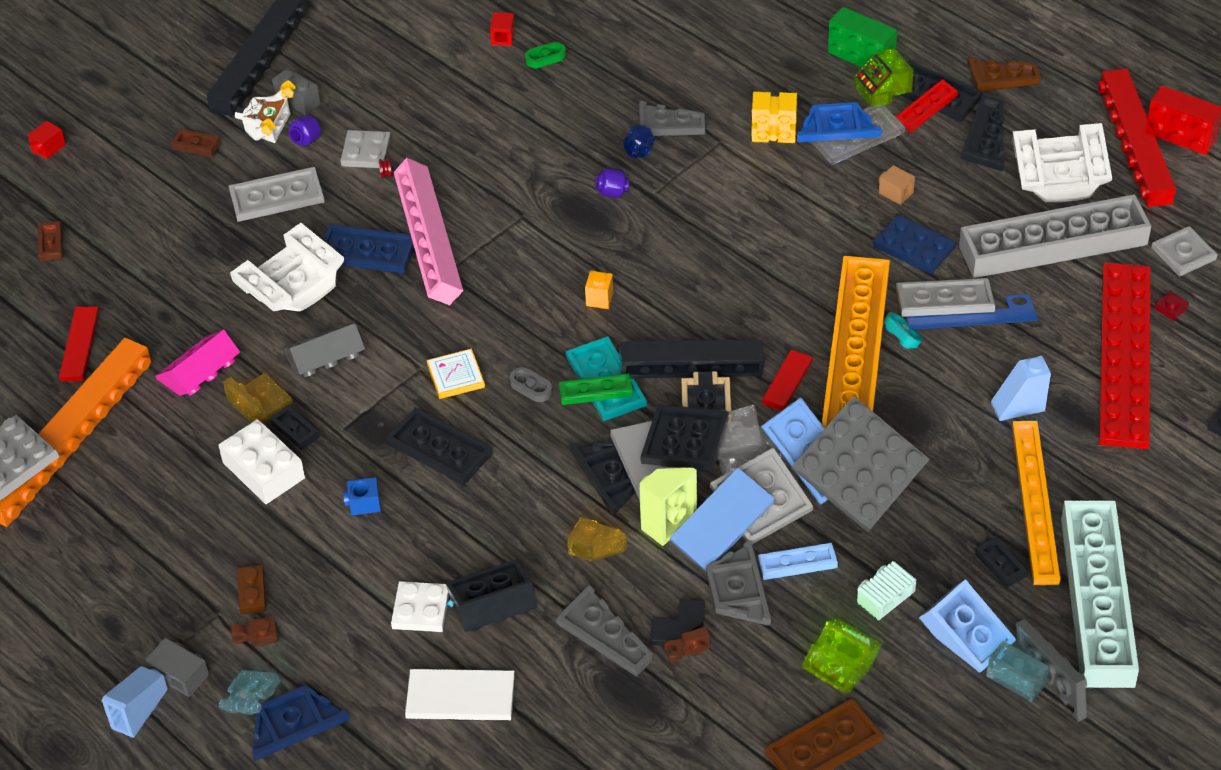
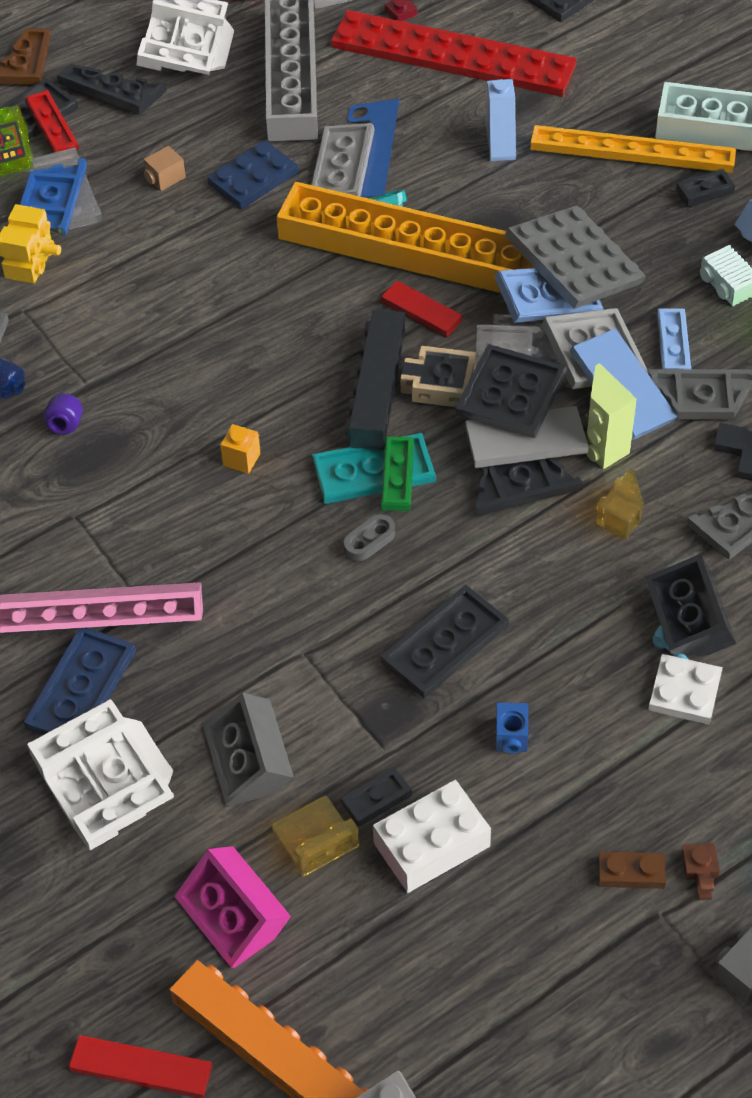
camera: 80 degrees left, 5 degrees up
(455, 373) = (326, 614): white tile -> none

